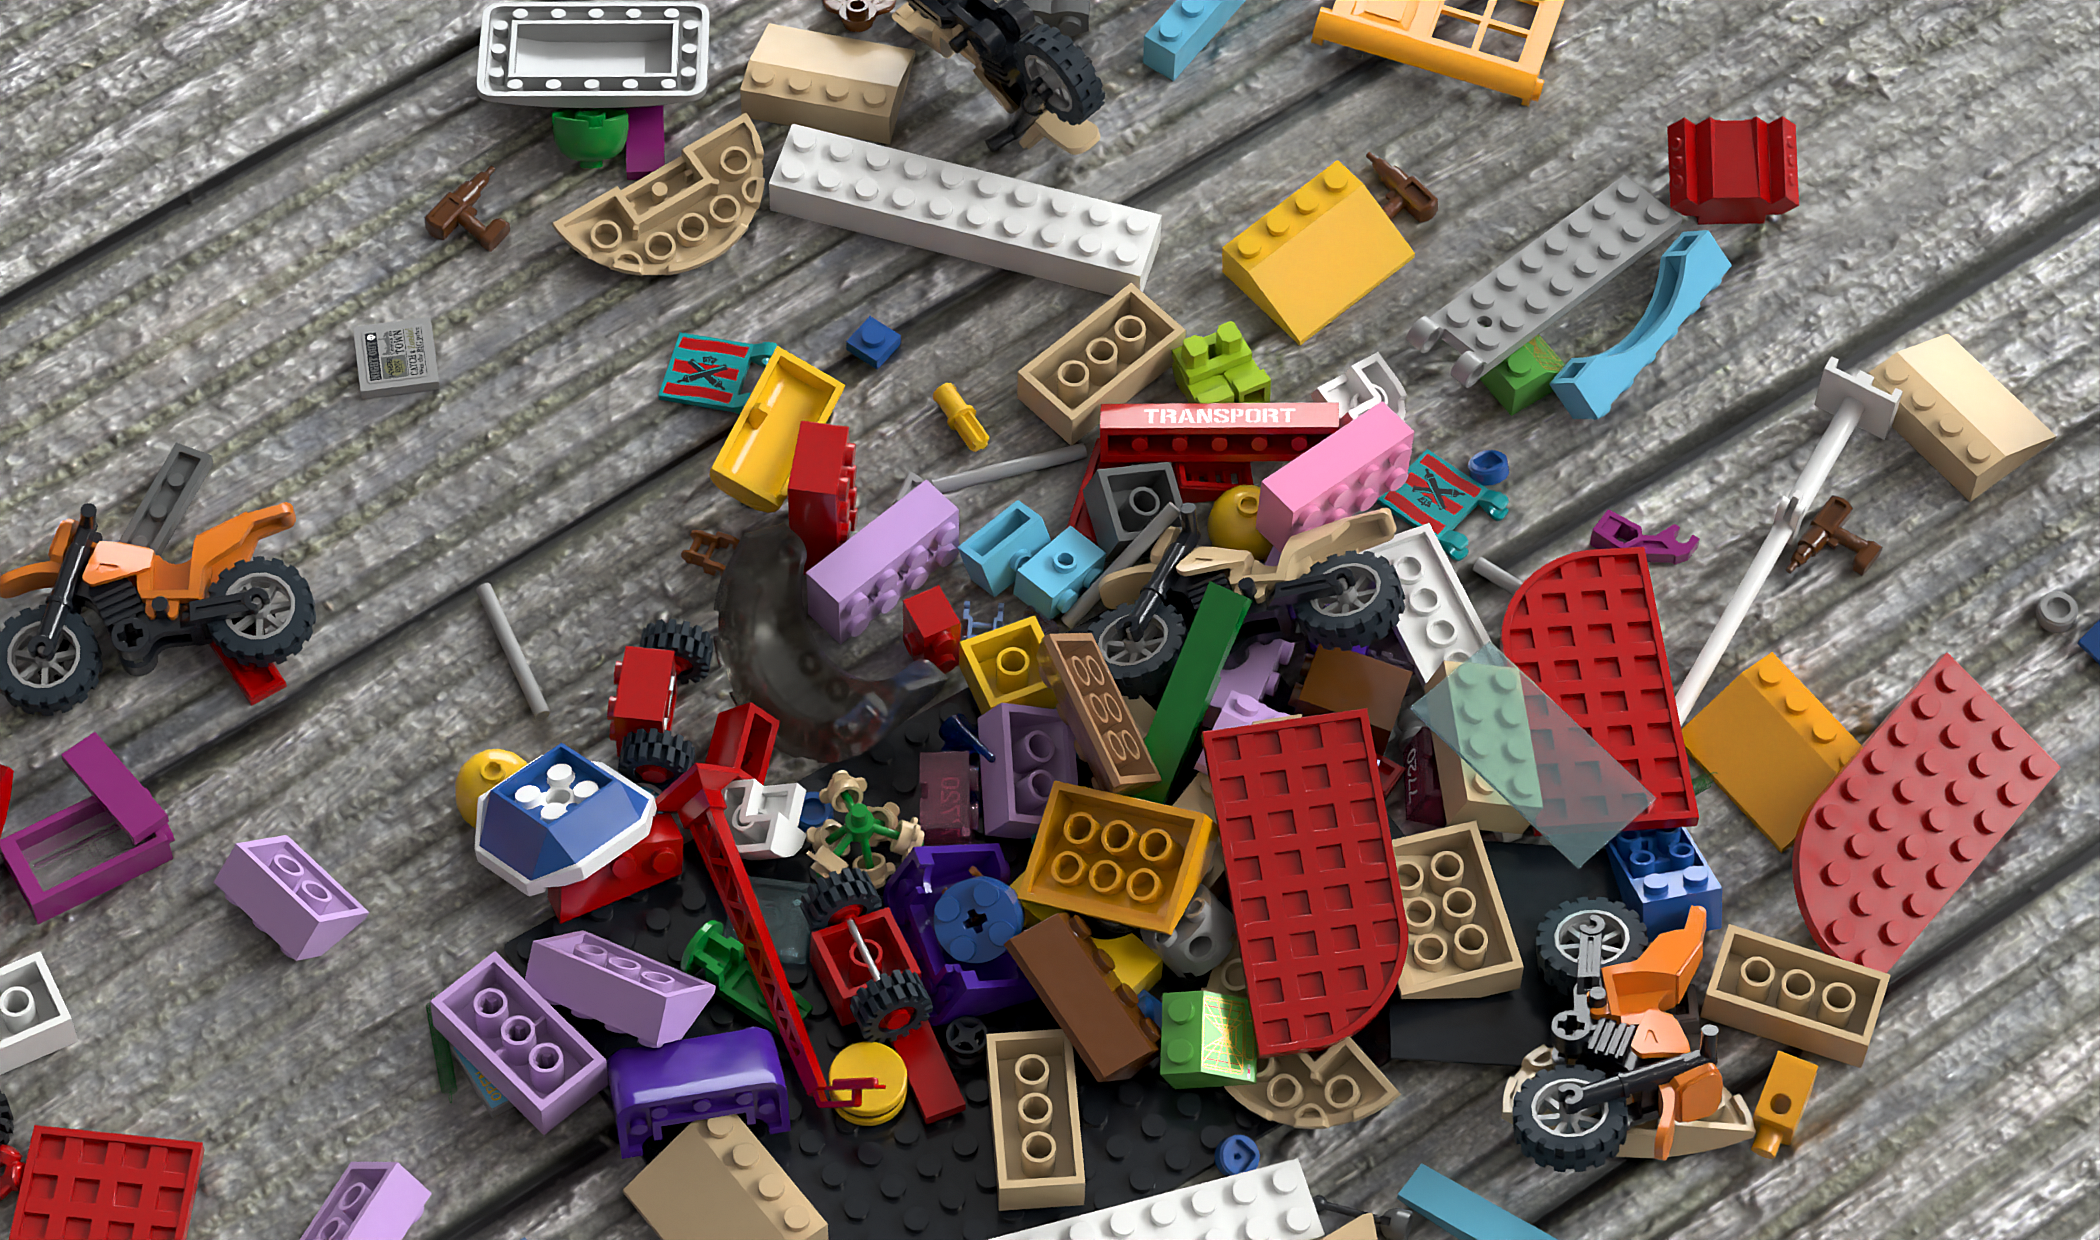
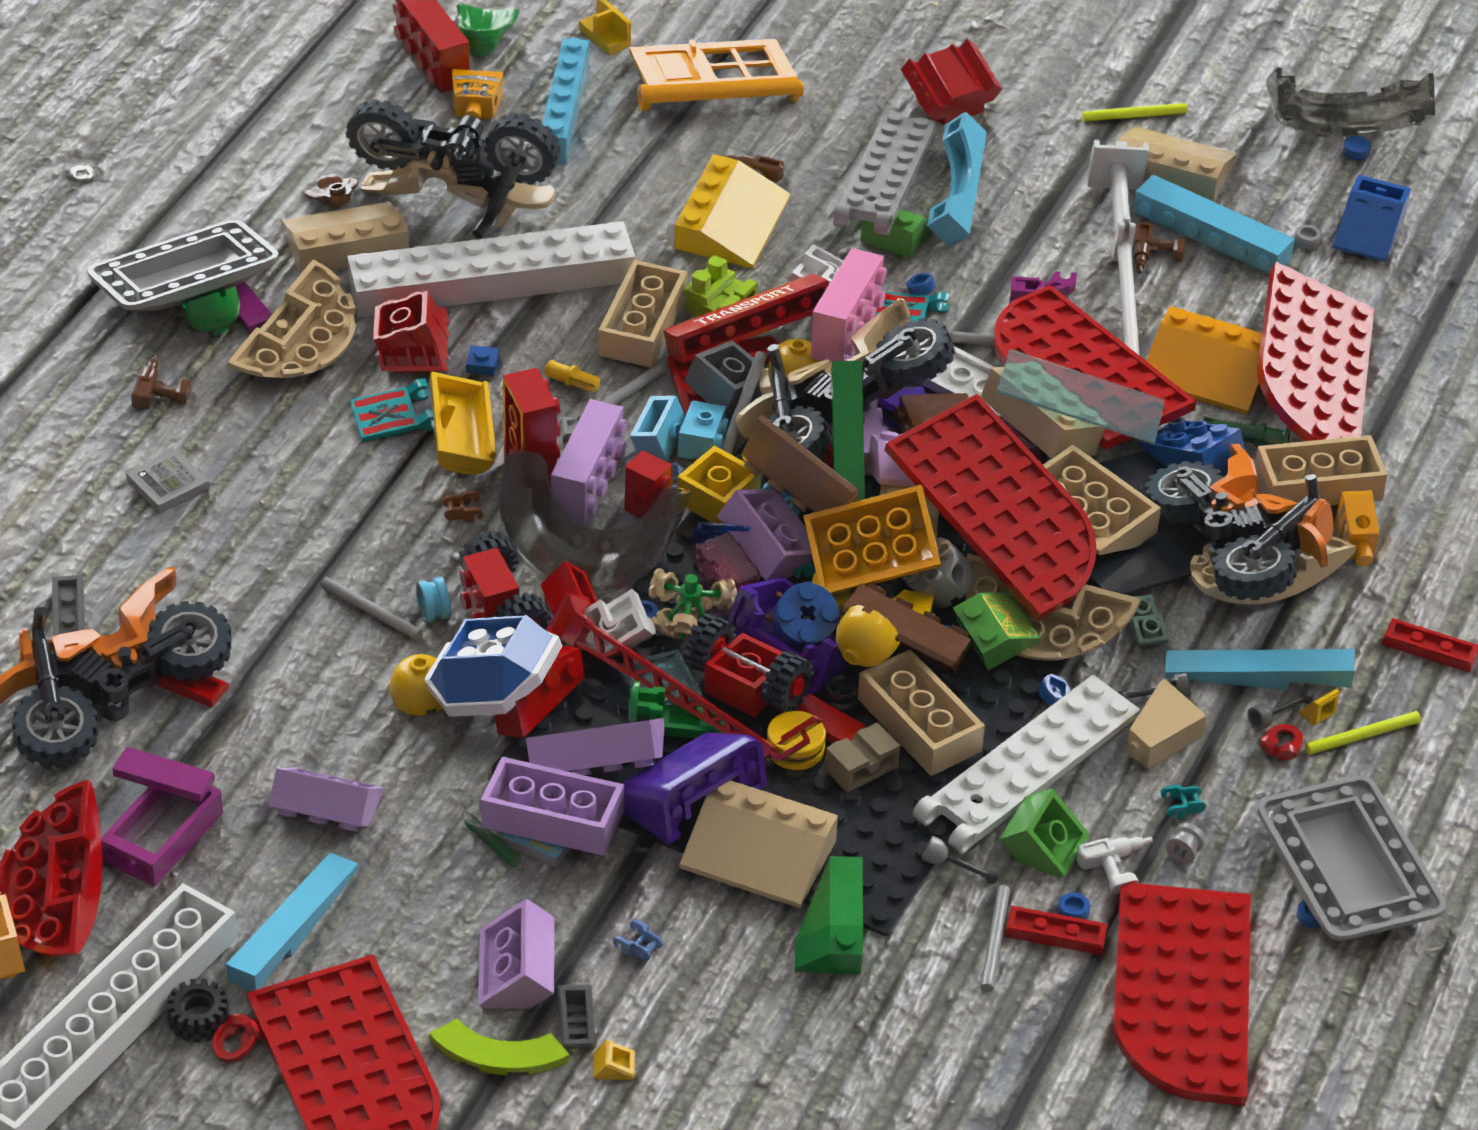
camera: 30 degrees left, 15 degrees down
(145, 1051) = (290, 923): none -> medium azure slope
(580, 677) = (433, 599): none -> medium azure wheel
(804, 274) = (411, 335): none -> red slope
(928, 1147) = (863, 758): none -> dark tan brick
(1006, 998) = (865, 637): none -> yellow cylinder
(1424, 1106) = (1146, 624): none -> sand green slope
(1765, 897) = (1257, 435): none -> dark green pin
(1935, 542) = (1212, 224): none -> medium azure brick
(1963, 310) = (1134, 112): none -> neon yellow bar

